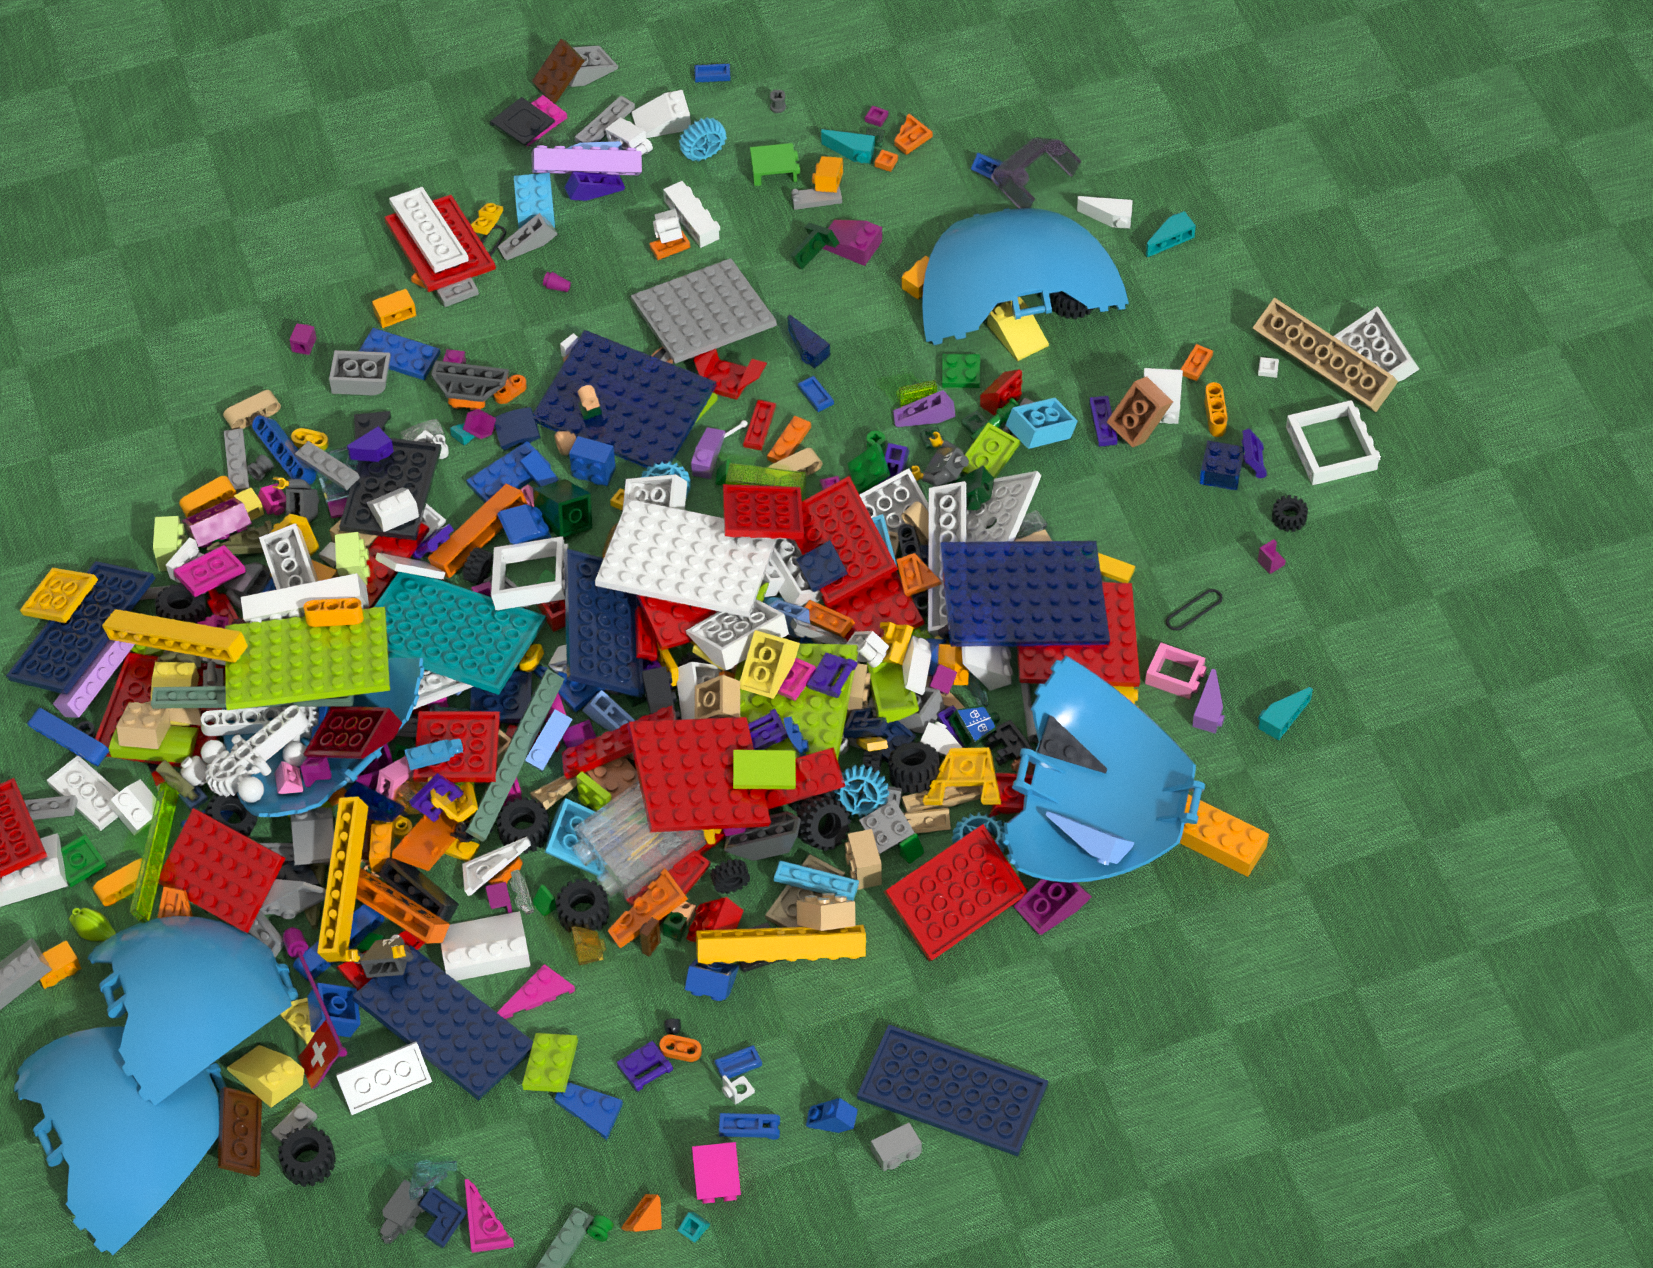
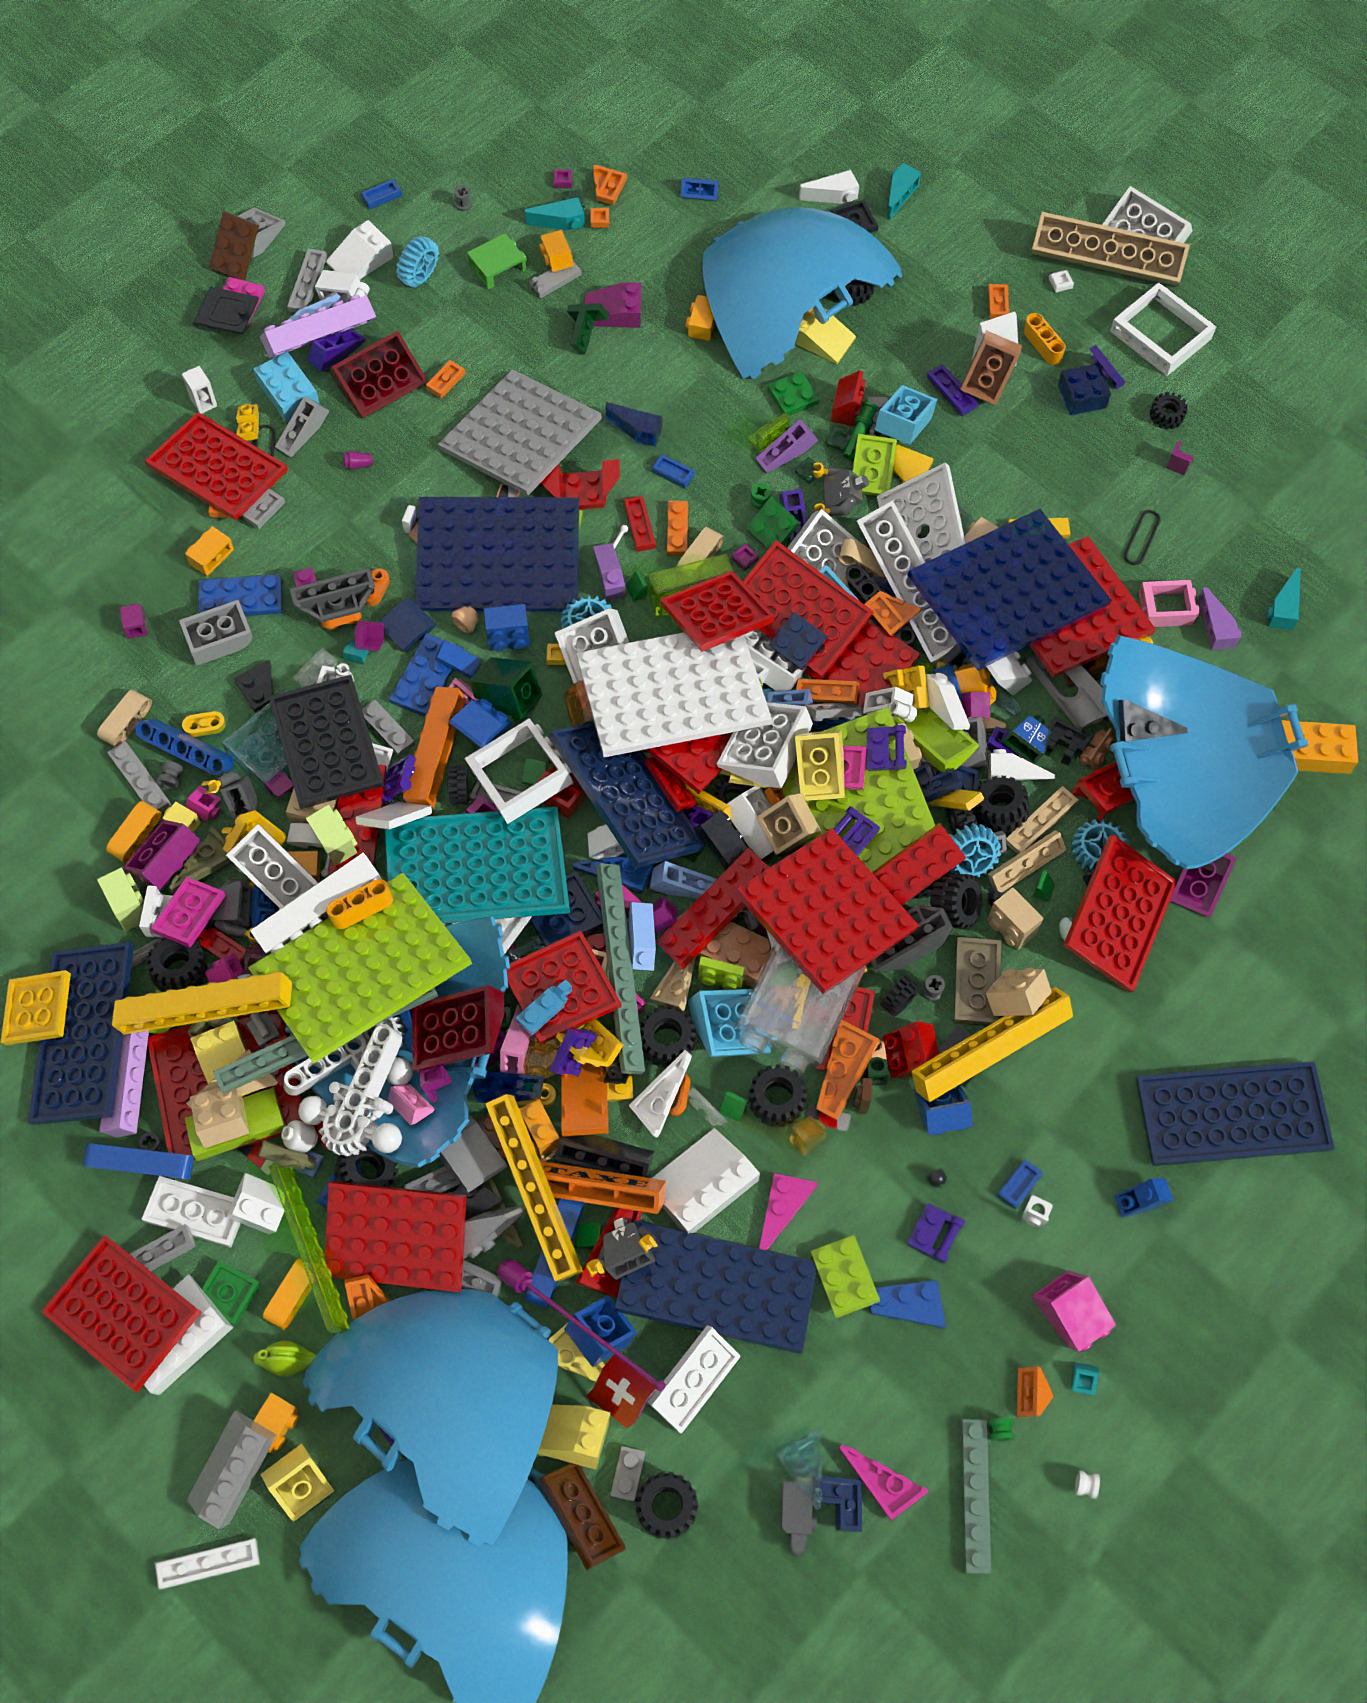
camera: 30 degrees left, 10 degrees up
(48, 1013) = (297, 1482): none -> light yellow slope
(327, 465) = (247, 745): light grey plate -> none
(371, 446) = (285, 707): dark purple slope -> none
(394, 509) = (346, 762): white slope -> none
(428, 229) = (200, 456): white plate -> none
(451, 501) = (387, 728): none -> light grey plate
(460, 177) = (199, 389): none -> white brick
(498, 896) = (689, 1124): magenta panel -> none
(531, 658) = (571, 856): yellow plate -> none
(589, 402) = (472, 569): light nougat leg -> none
(615, 220) = (378, 375): none -> dark red slope
(623, 953) = (841, 1124): none -> sticker
(667, 226) = (436, 360): white hinge -> none
(681, 1048) = (958, 1197): orange plate -> none
(692, 214) = (448, 340): white brick -> none
(749, 1125) = (1072, 1246): blue plate -> none
(764, 769) = (888, 875): lime tile -> none
(764, 884) = (937, 983): none -> dark grey bush
(799, 744) = (893, 831): blue slope -> none
(815, 880) = (982, 961): medium azure tile -> none
(888, 826) = (1016, 872): light grey hinge -> none
(896, 1147) = (1222, 1199): light grey brick -> none
(966, 768) = (1055, 784): yellow wing -> none
(978, 487) = (881, 495): dark green torso -> none
(1011, 174) = (728, 183): windscreen -> none
(1023, 462) = (910, 463): none -> yellow slope
(1097, 843) = (1230, 805): light blue wedge -> none
(1116, 243) = (858, 213): none -> black tile

